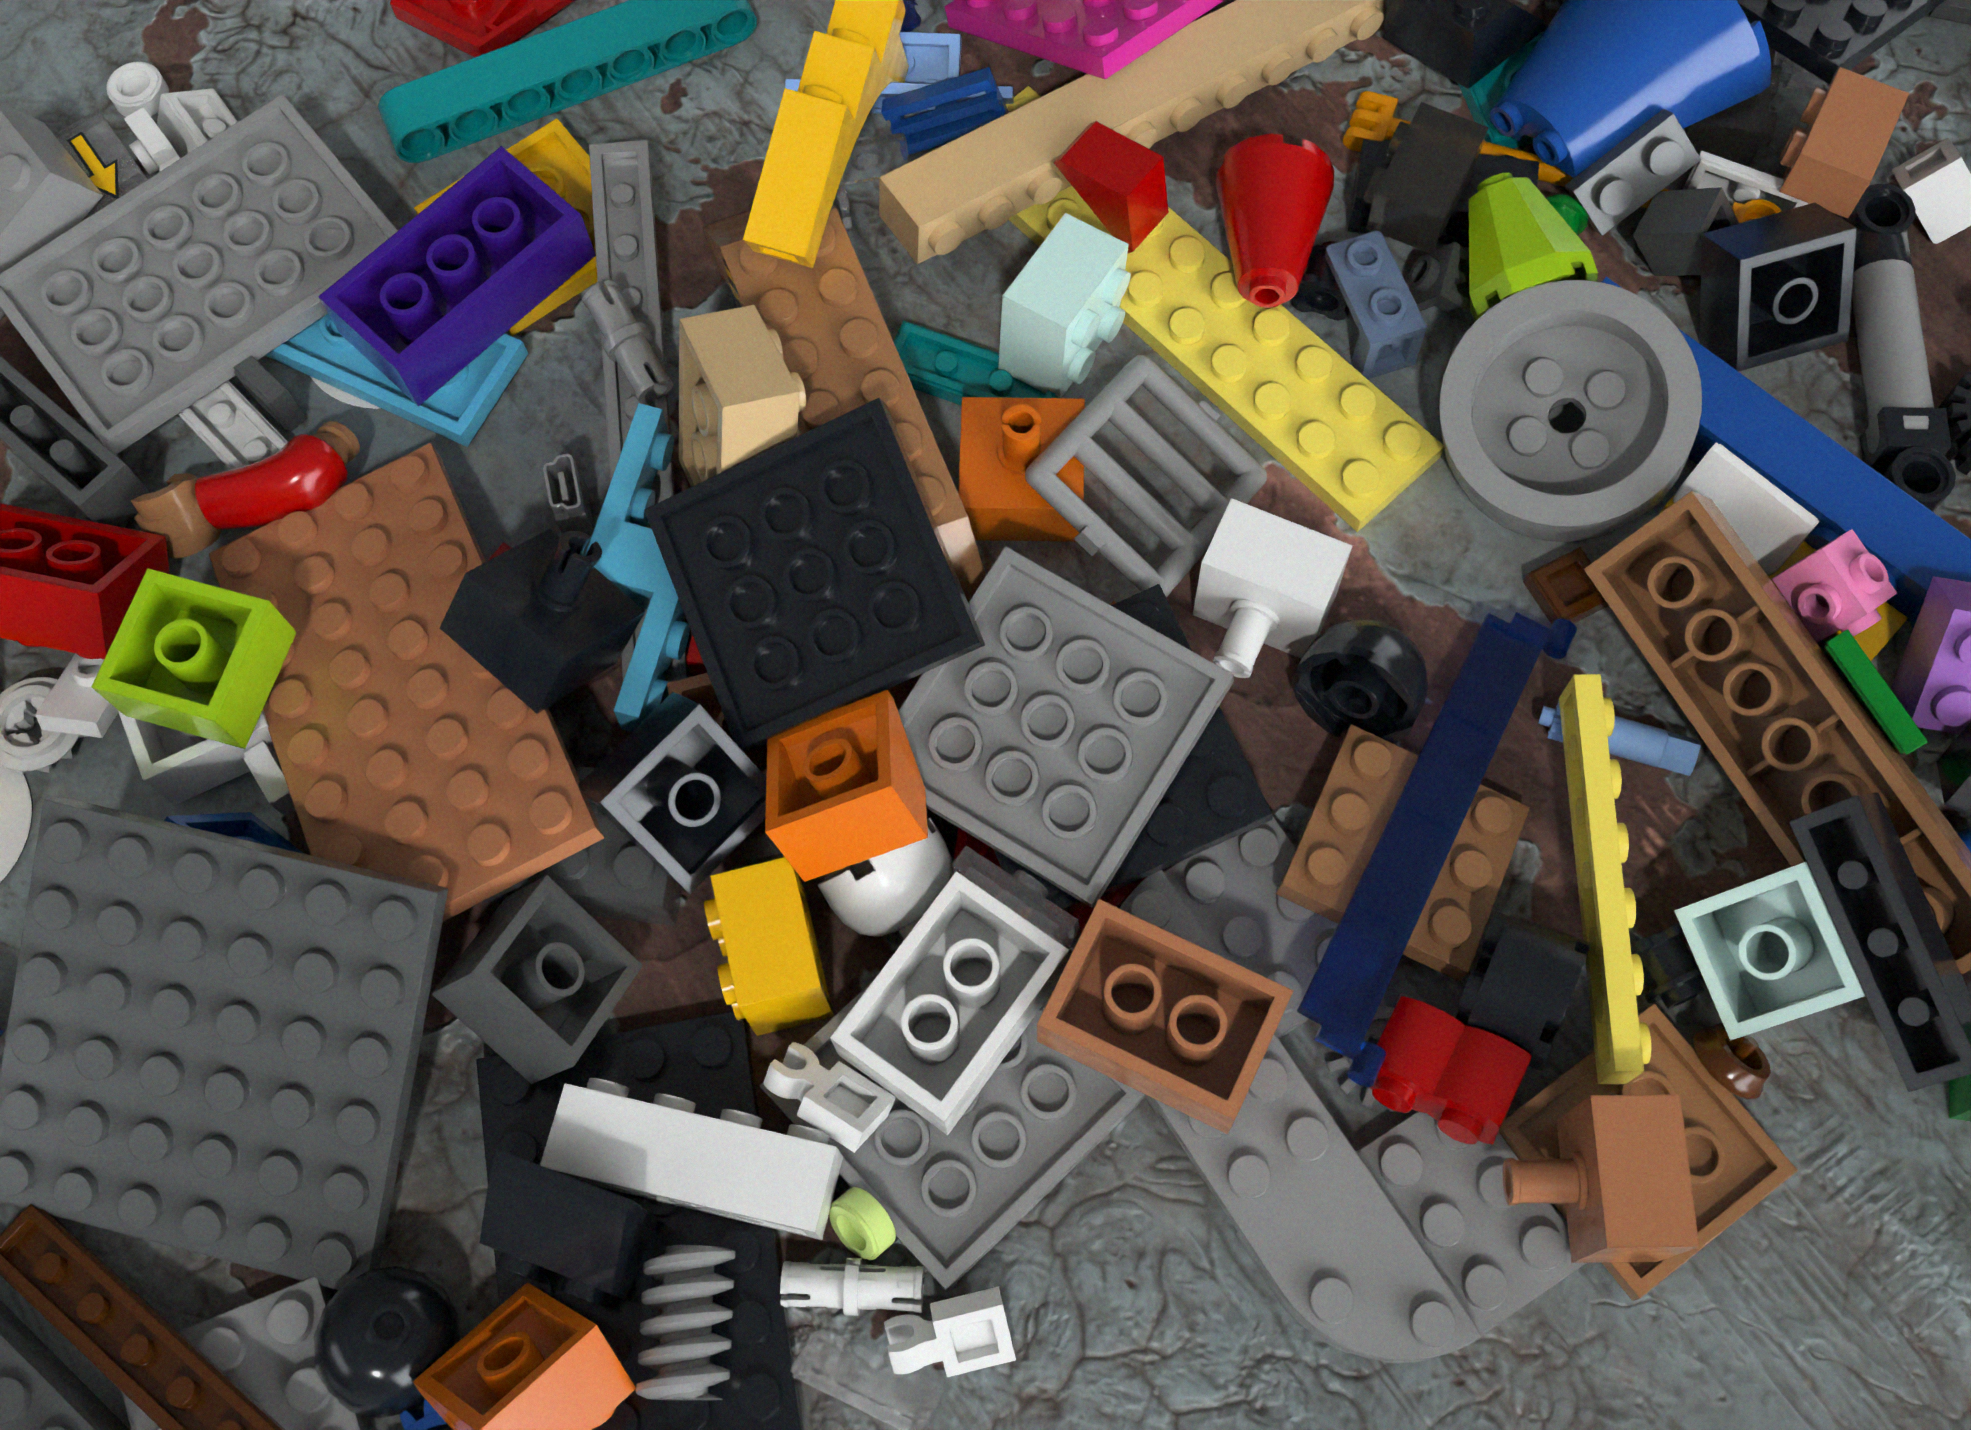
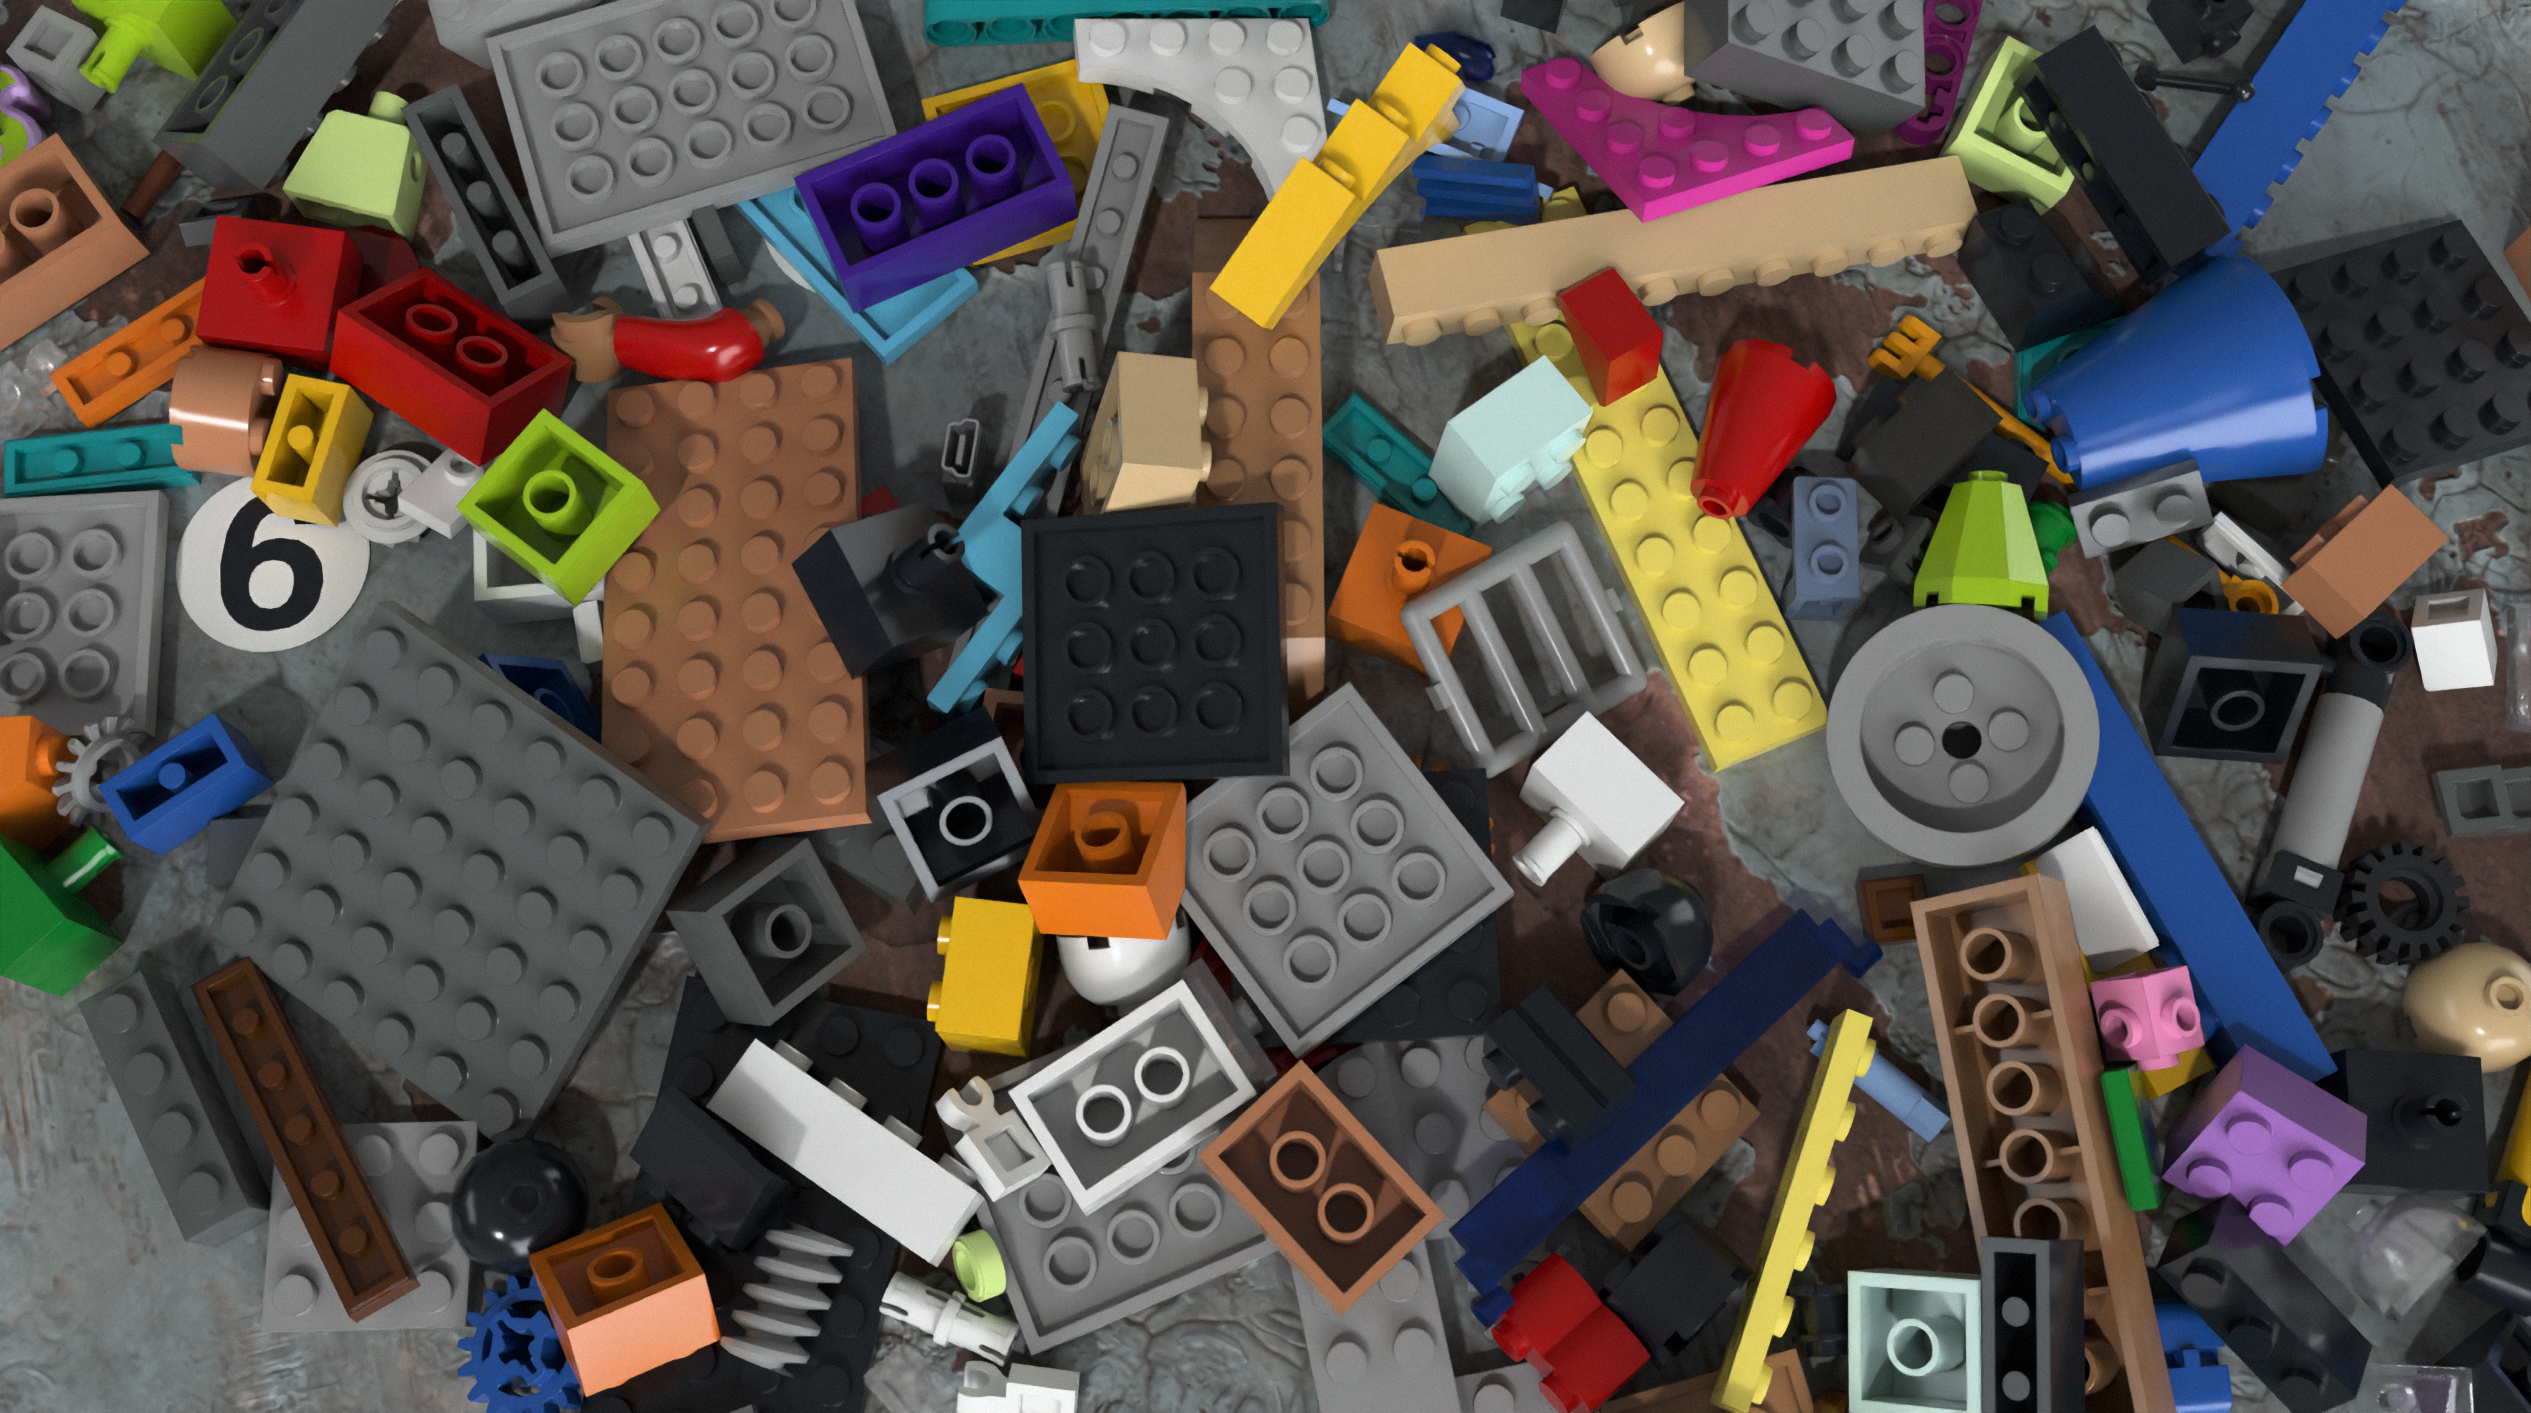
camera: 15 degrees right, 5 degrees up
(692, 91) = (1236, 72): none -> white plate
(1336, 825) = (1557, 1069): none -> black brick

